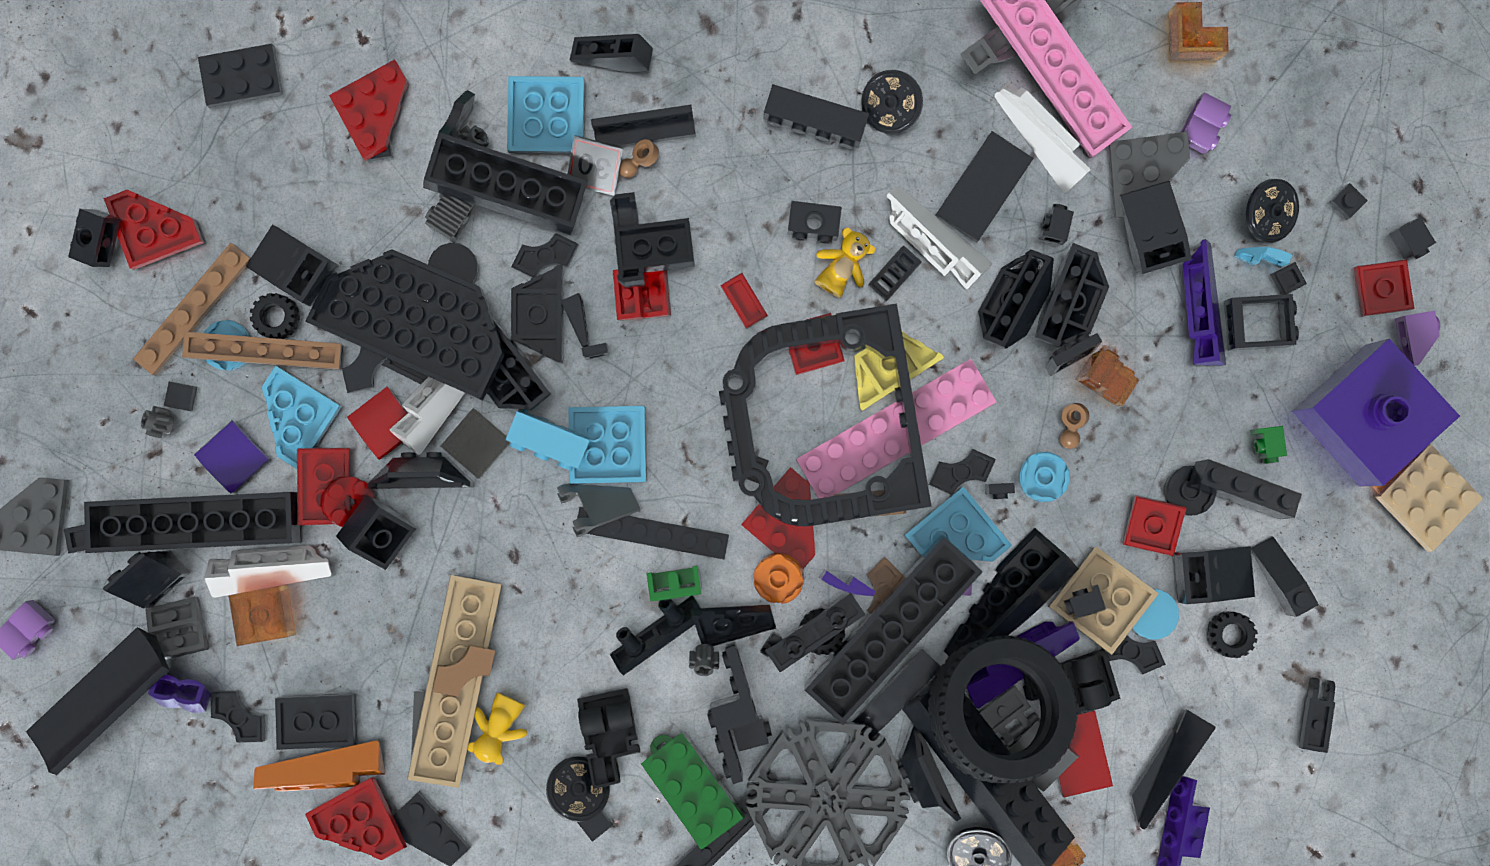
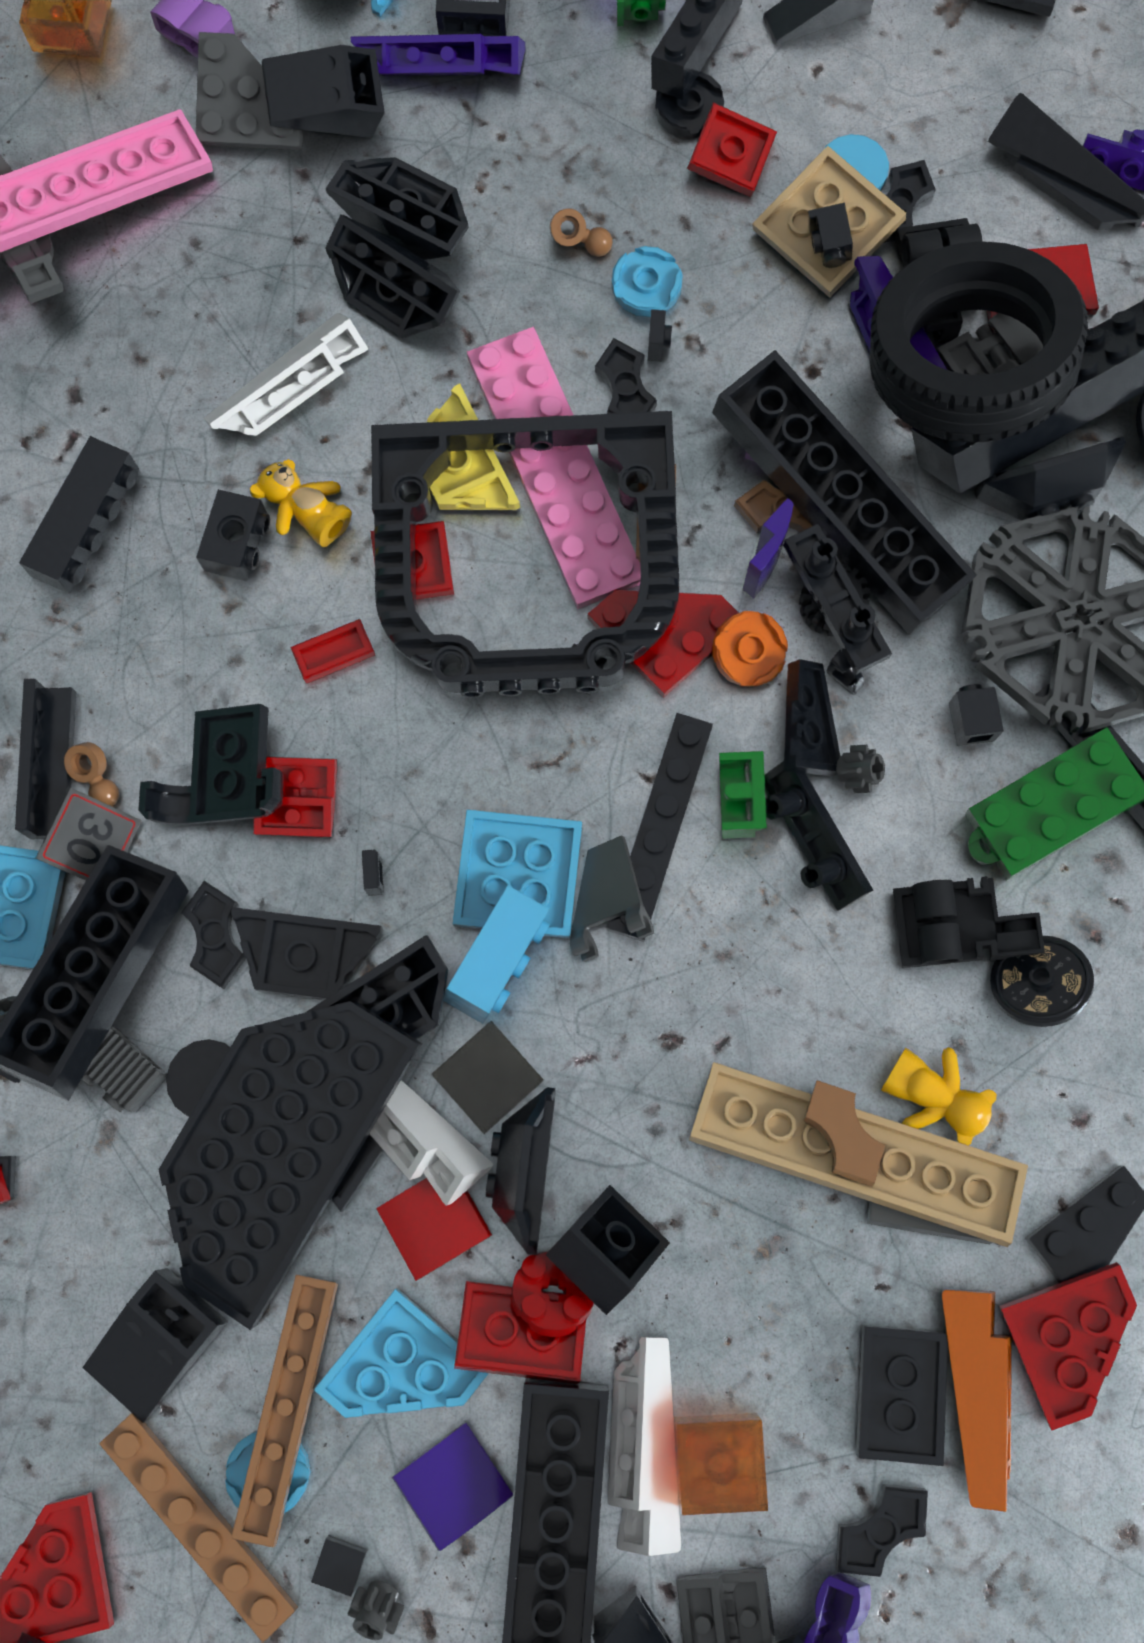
camera: 80 degrees left, 10 degrees down
(259, 314) = (206, 1382): black tyre -> none
(361, 372) = (349, 1250): black tile -> none
(575, 311) = (314, 895): black slope -> none
(596, 826) = (1102, 962): black tile -> none
(732, 713) = (943, 731): black bracket -> none
(892, 101) = (79, 402): black shield -> none
(898, 692) = (932, 496): black slope -> none
(910, 257) = (314, 417): black slope -> none
(963, 525) = (692, 392): medium azure plate -> none
(984, 186) = (227, 307): black tile -> none
(1018, 590) = (790, 314): black wedge -> none
(1044, 135) = (169, 220): white wedge -> none
(1057, 224) = (298, 217): black brick -> none
(1065, 357) = (479, 212): black plate -> none
(1108, 377) = (519, 178): clear orange brick -> none
(1214, 575) = (809, 87): black slope -> none
(1247, 634) = (896, 57): black tyre -> none

